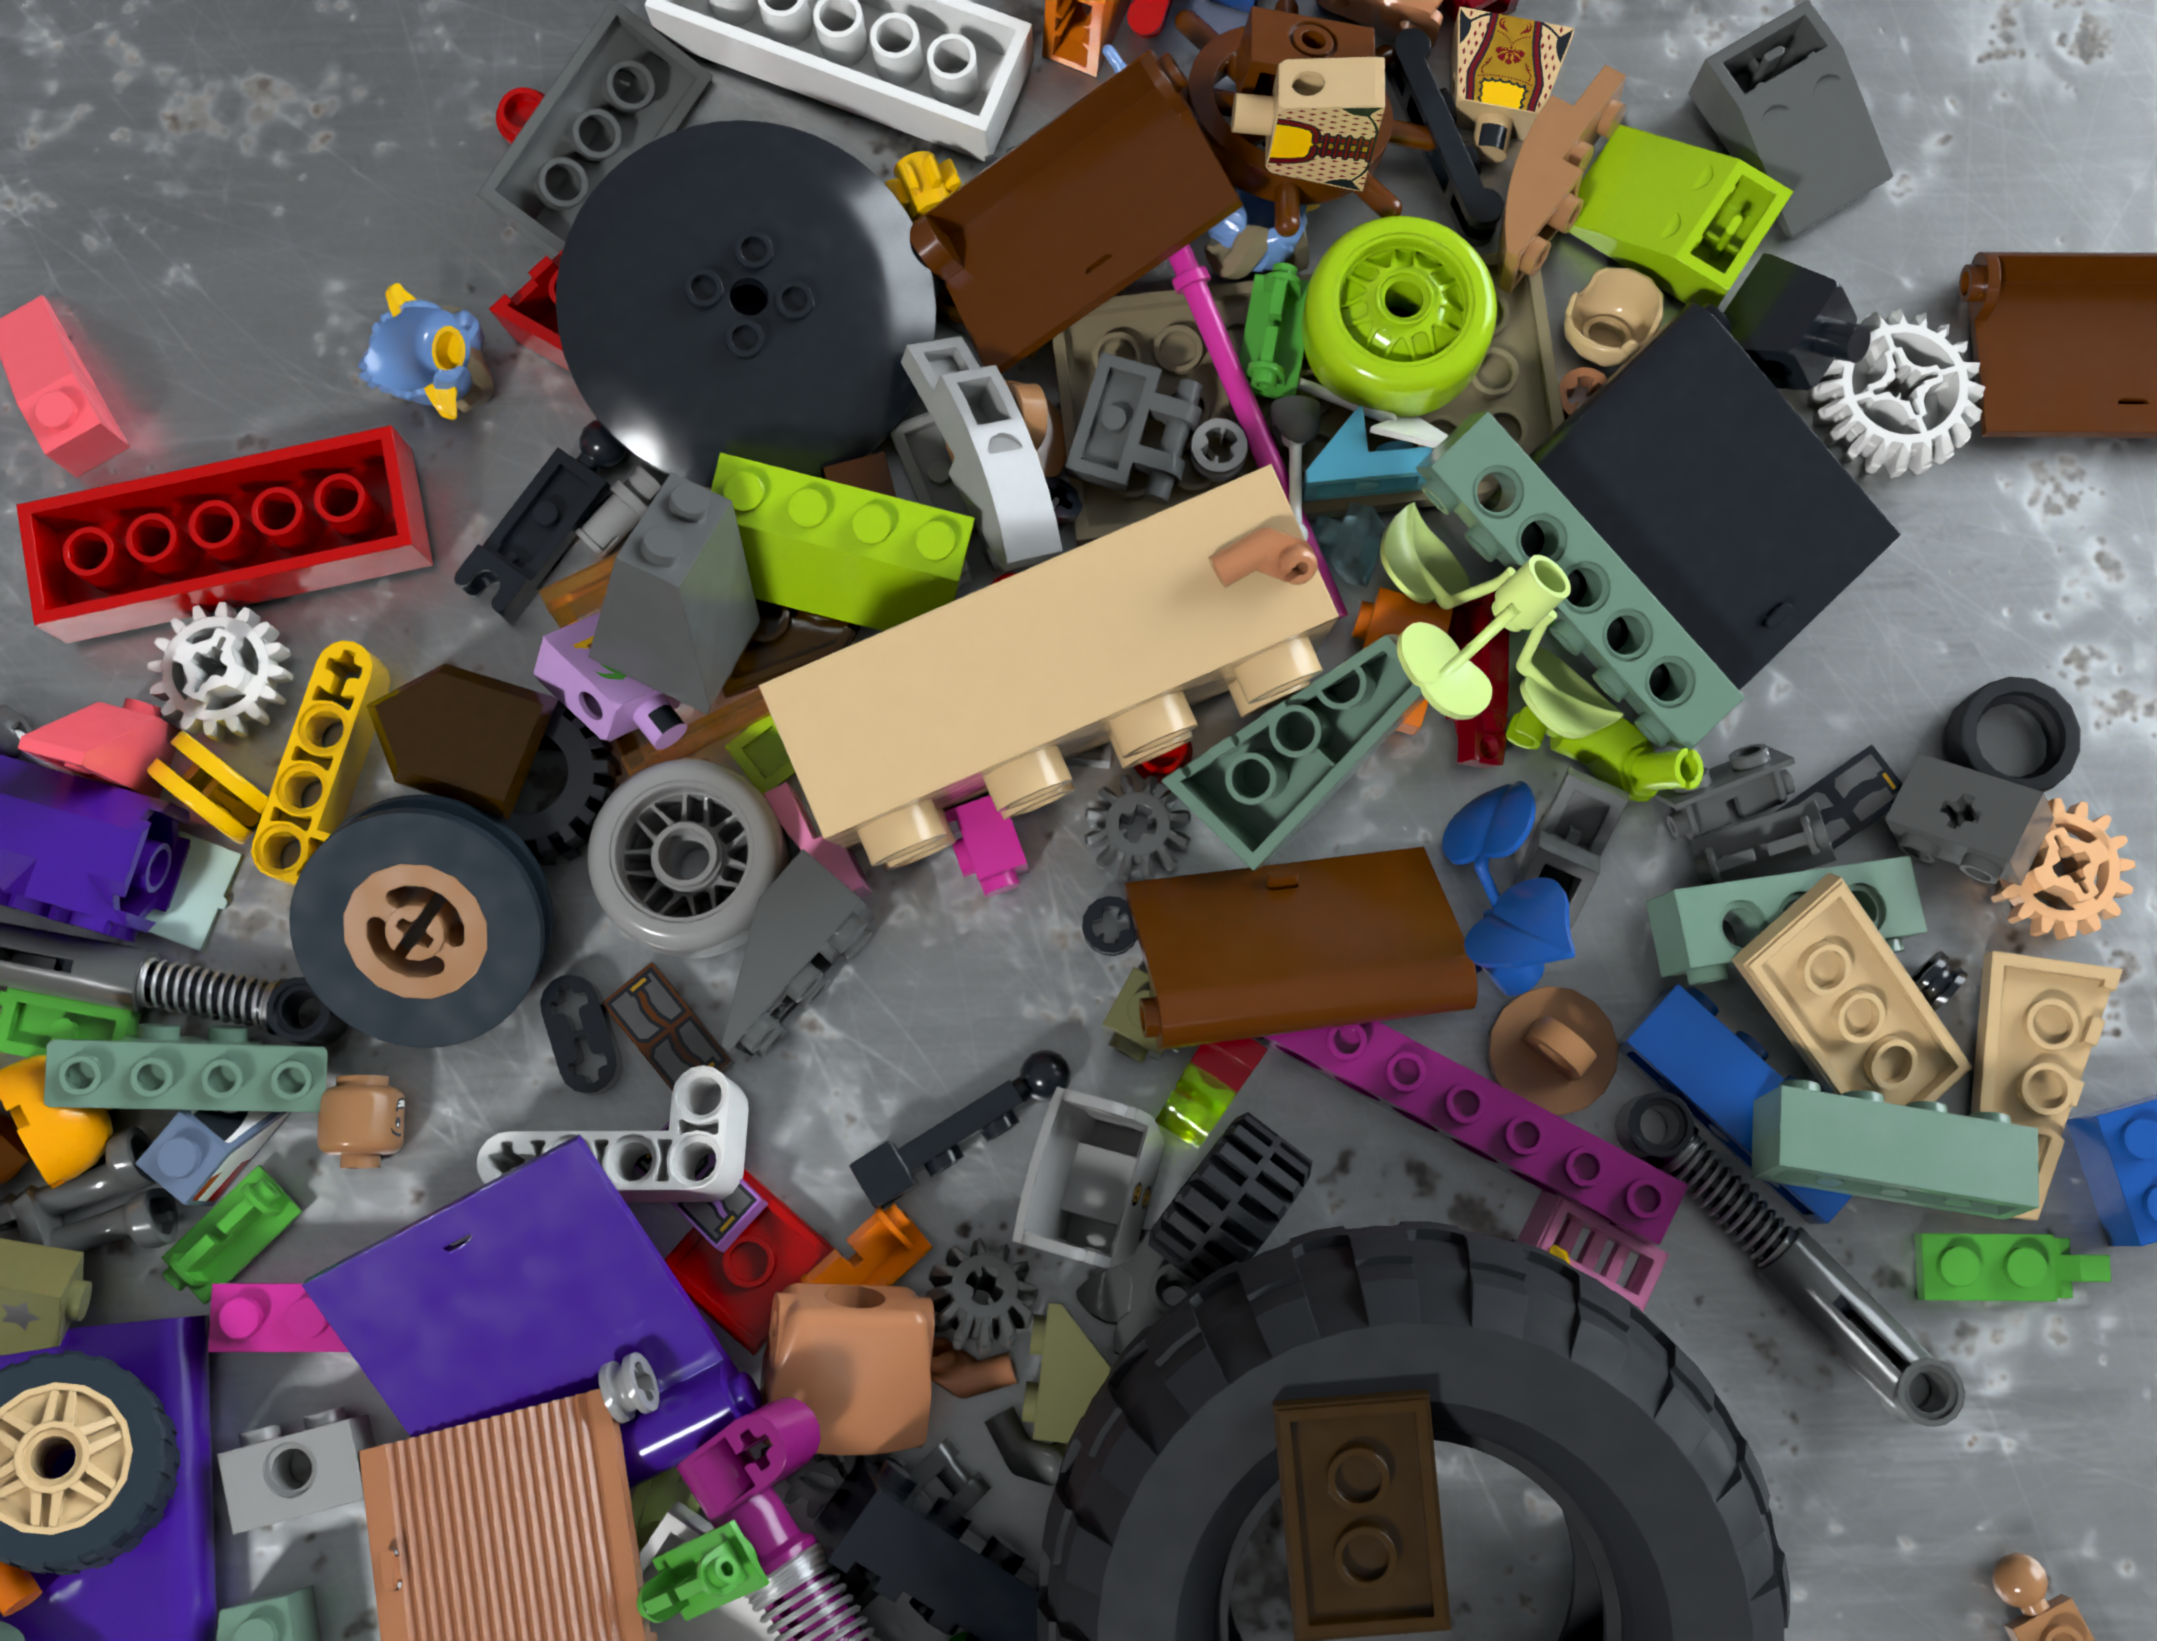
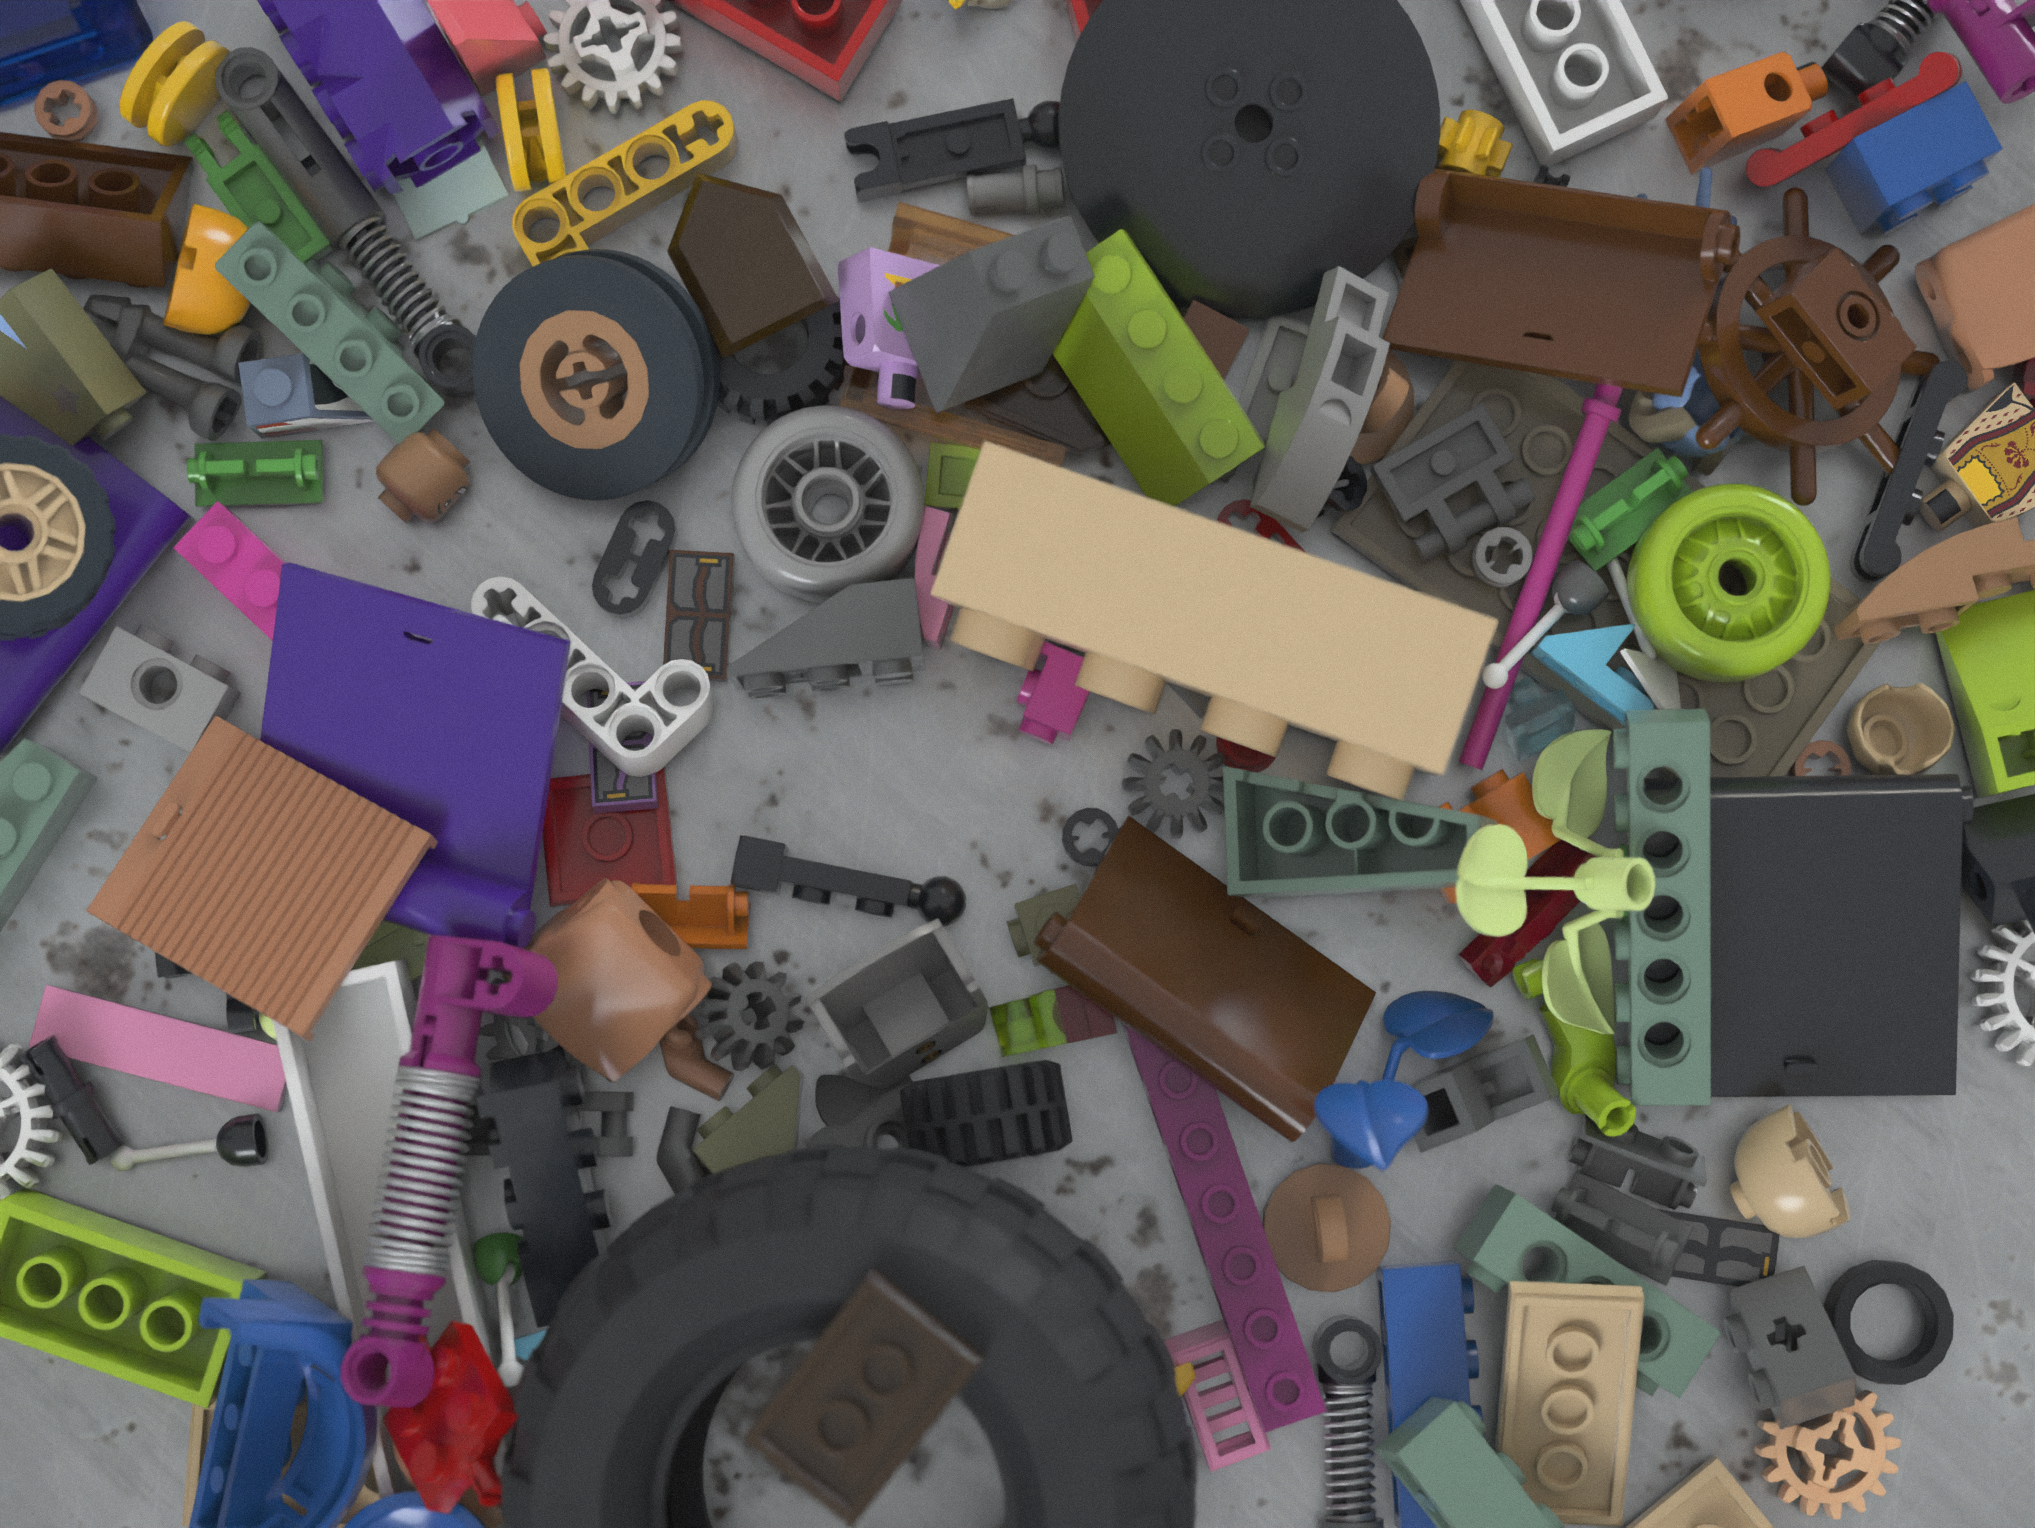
camera: 35 degrees right, 5 degrees up
(628, 1387) = (445, 849): light grey bush -> none
(701, 1575) = (381, 1026): bright green hinge -> none
(1266, 552) = (1433, 683): nougat arm -> none
(1318, 119) = (1802, 380): tan torso -> none
(1844, 704) = (1787, 1178): none -> tan cylinder
(1938, 980) = (1654, 1441): black bush -> none

